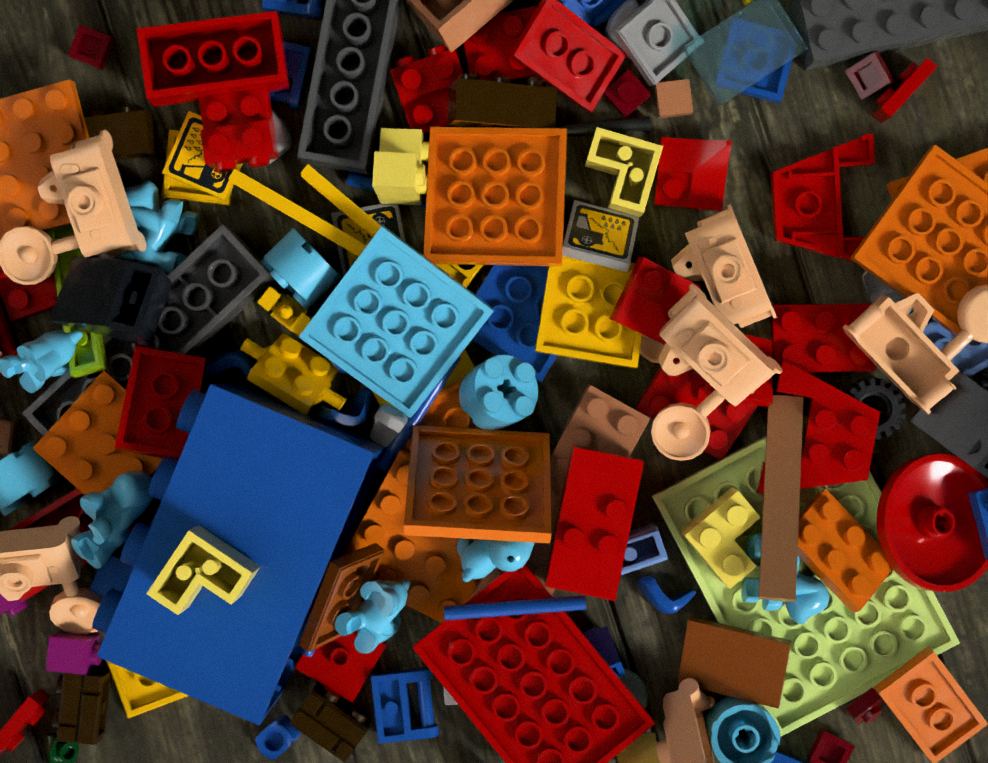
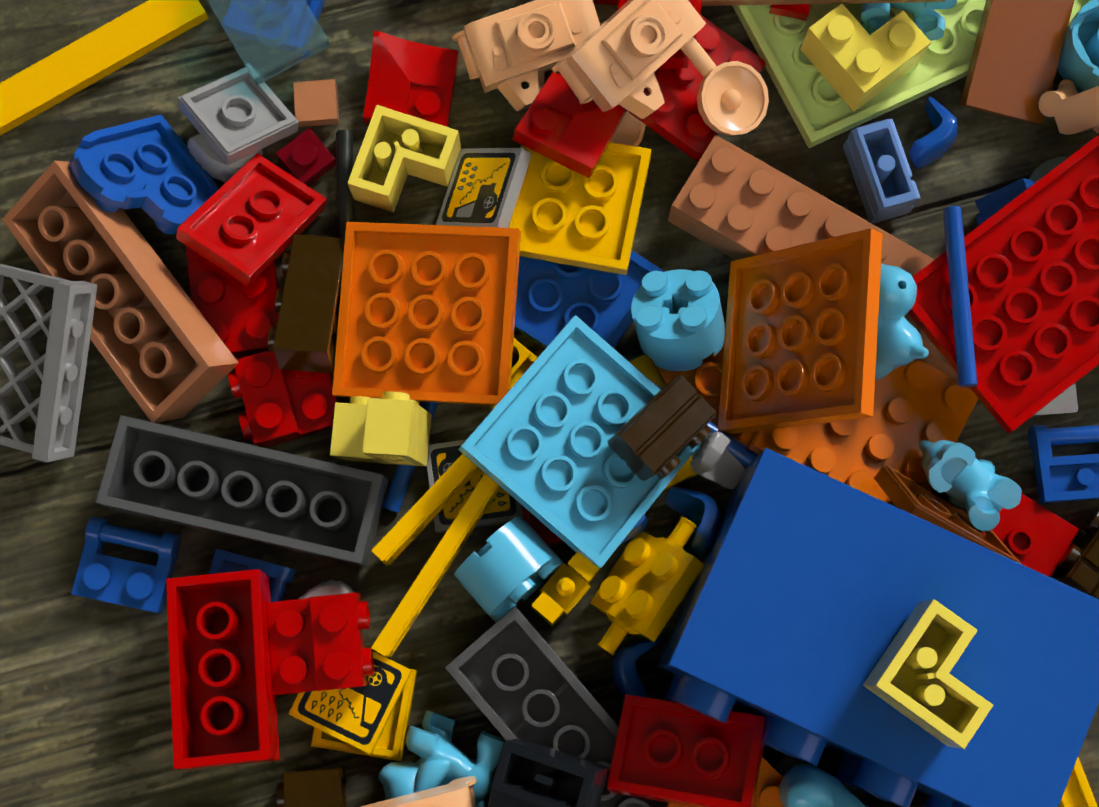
camera: 85 degrees left, 10 degrees down
(404, 381) = (662, 429): none -> dark brown brick
(593, 522) = (832, 189): red brick -> none

